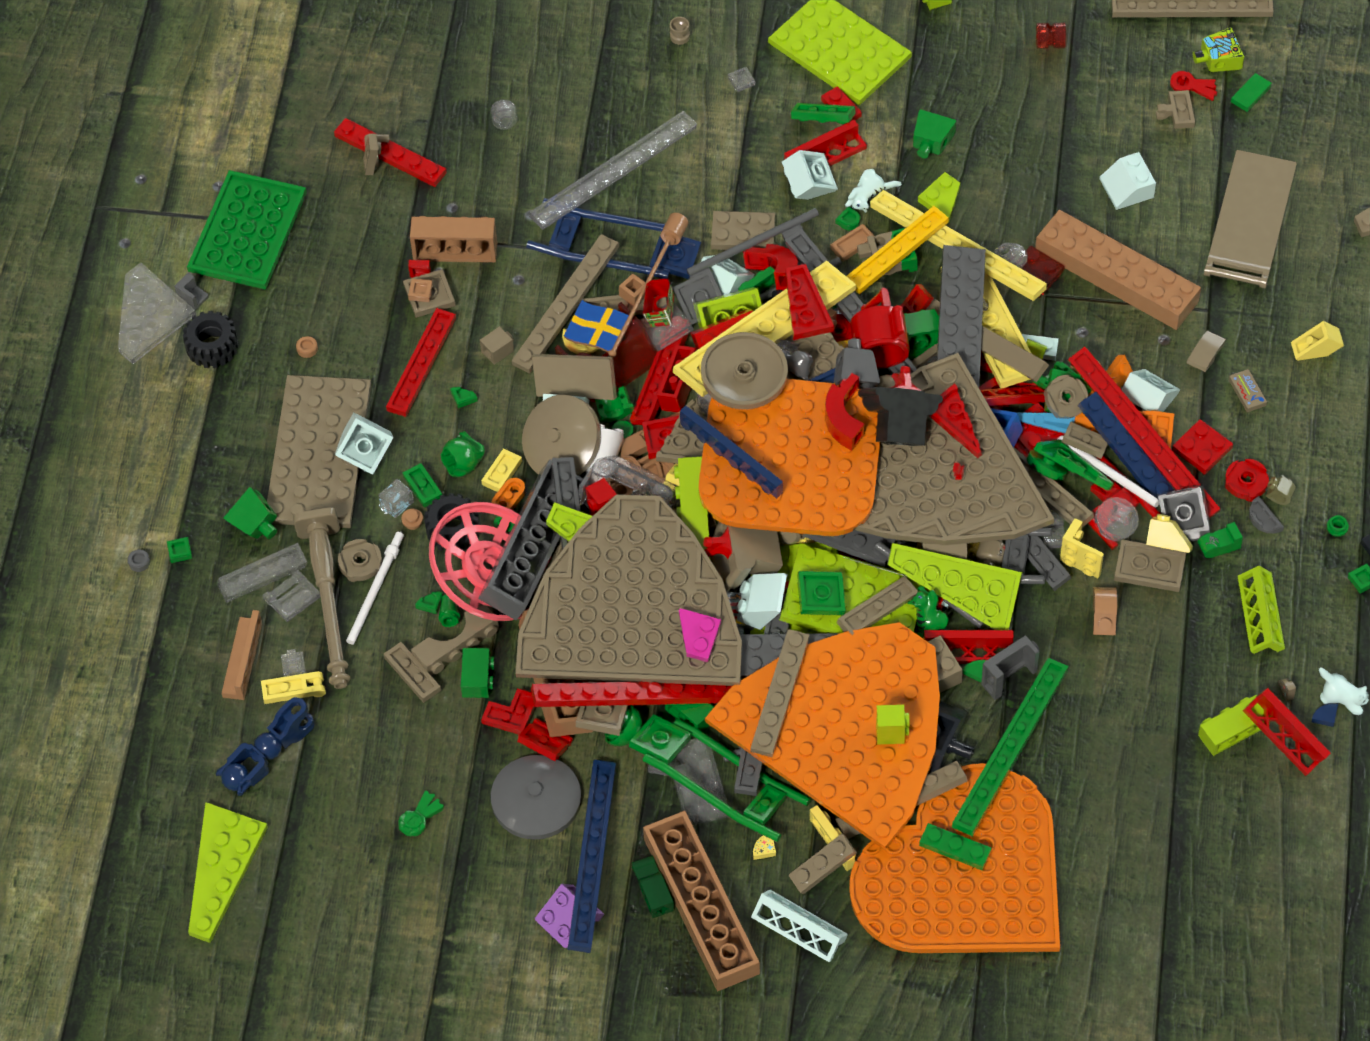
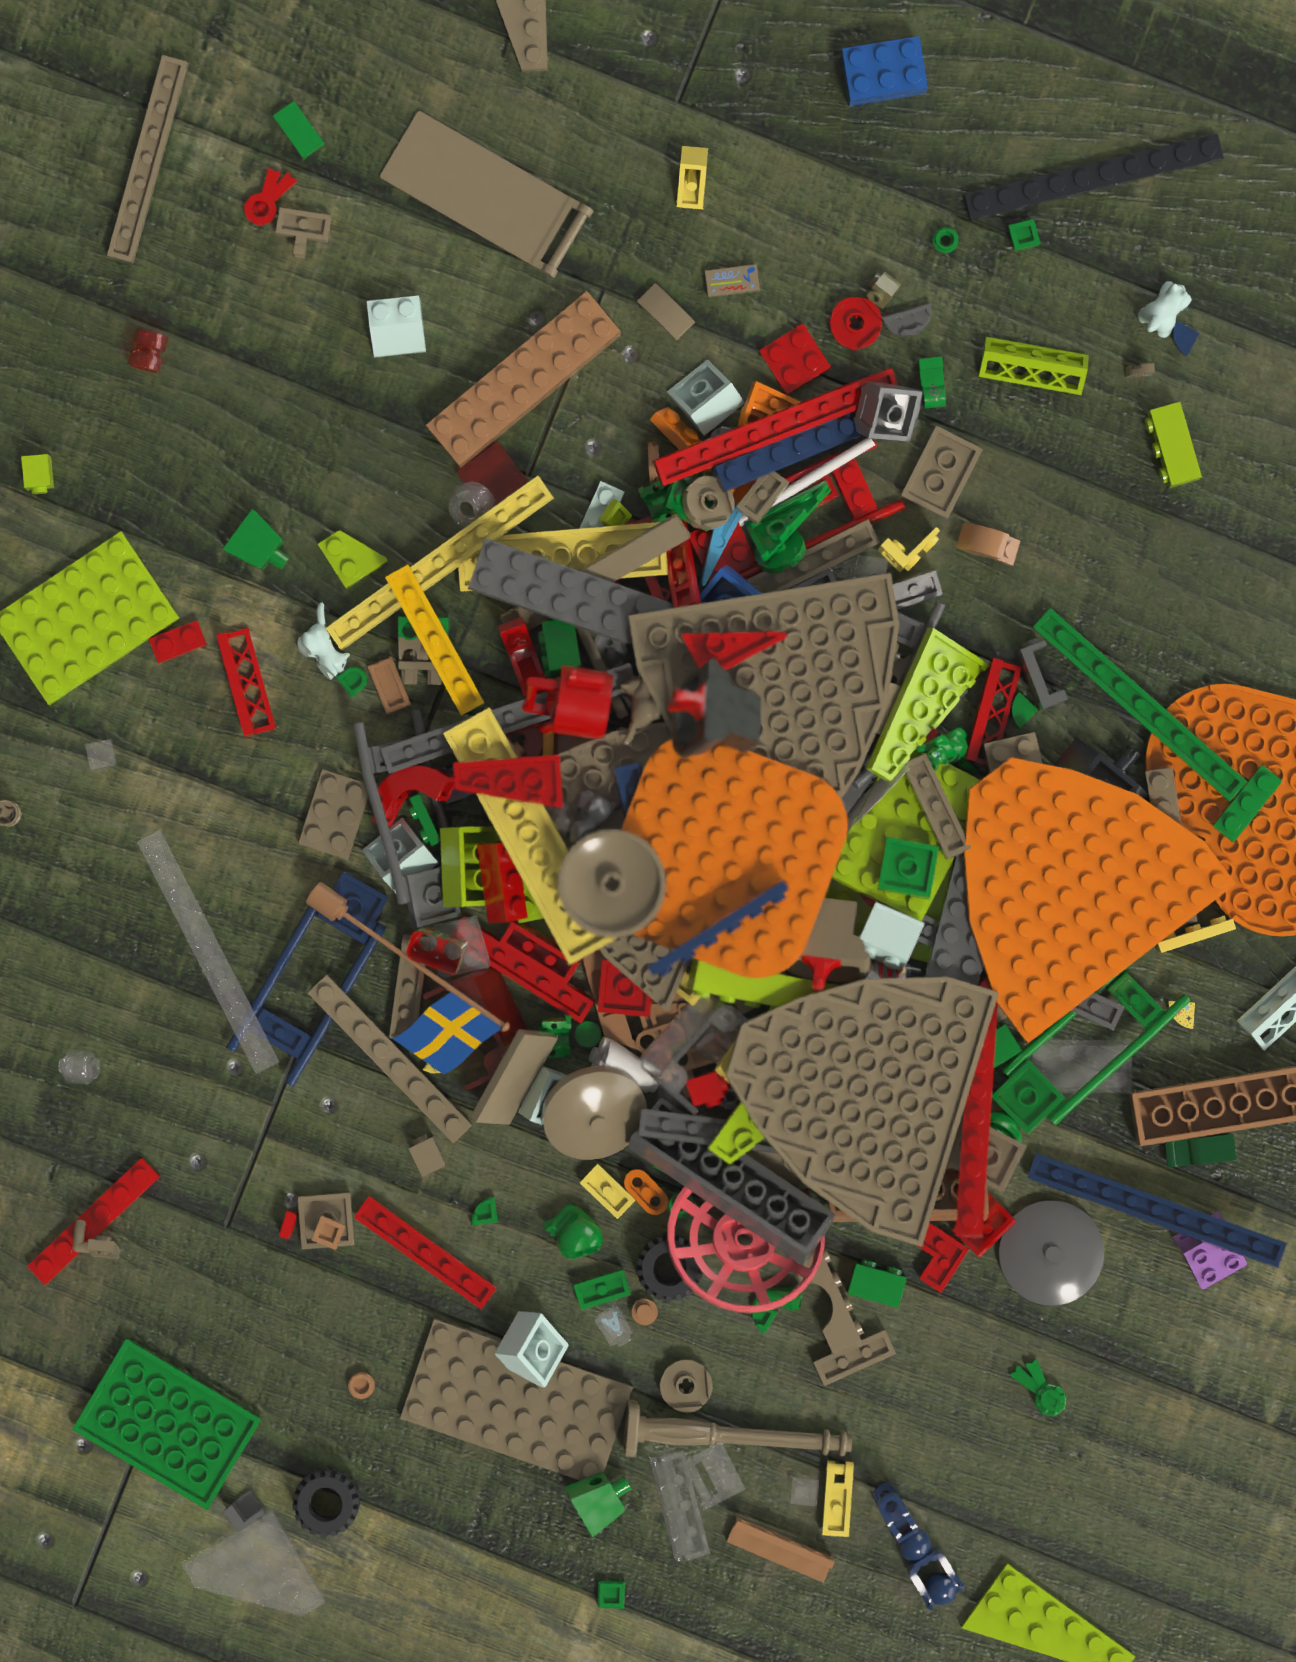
camera: 80 degrees left, 30 degrees up
(138, 560) = (613, 1645): dark grey tile -> none
(390, 553) = (684, 1346): white bar -> none
(453, 239) = (262, 1174): medium nougat brick -> none
(631, 288) = (393, 973): medium nougat plate -> none
(698, 634) = (930, 1025): dark pink wing -> none
(780, 693) = (1026, 950): dark tan plate -> none
(809, 174) = (282, 712): light aqua slope -> none
(822, 864) = (1229, 956): dark tan plate -> none
(823, 113) = (190, 669): green plate -> none
(840, 424) = (697, 791): red arch -> none
(859, 362) = (627, 746): dark grey torso -> none
(891, 724) = (1112, 838): lime brick -> none
(958, 471) = (799, 665): red piece -> none
(1116, 519) = (876, 492): clear tile -> none
(1167, 534) = (916, 440): light yellow slope -> none
(1220, 52) = (230, 148): torso -> none
(1292, 726) = (1205, 383): red fence -> none

